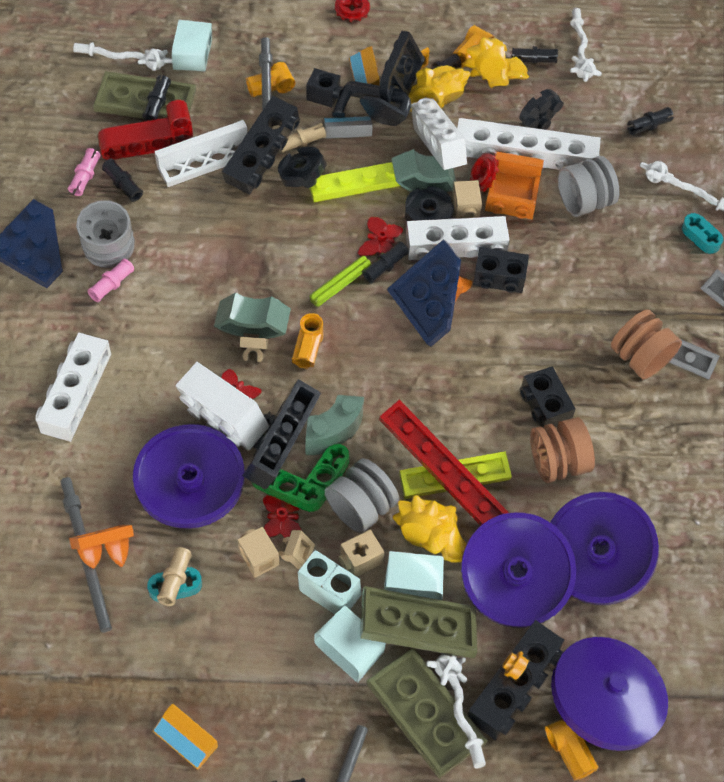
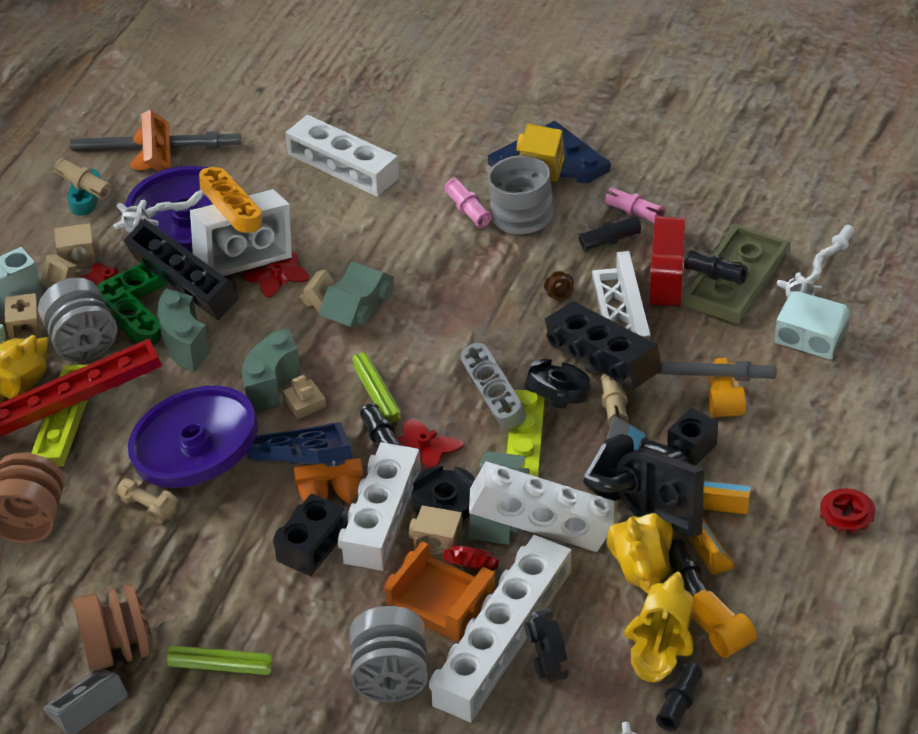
camera: 115 degrees right, 15 degrees down
(59, 223) = (545, 145): none -> yellow brick
(192, 197) = (564, 290): none -> reddish brown plate
(217, 400) = (230, 199): none -> light orange beam
(231, 490) = (135, 214): none -> white piece
(308, 341) = (309, 336): light orange piece -> none
(318, 205) = (492, 385): none -> light grey beam
(356, 348) = (269, 369): none -> sand green brick
(368, 323) = (303, 397): none -> tan tile
(449, 367) = (193, 436): none -> dark purple dish
(513, 372) = (159, 507): none -> tan bar
(552, 397) = (105, 522): black brick -> none
(622, 288) = (219, 660): none -> lime axle

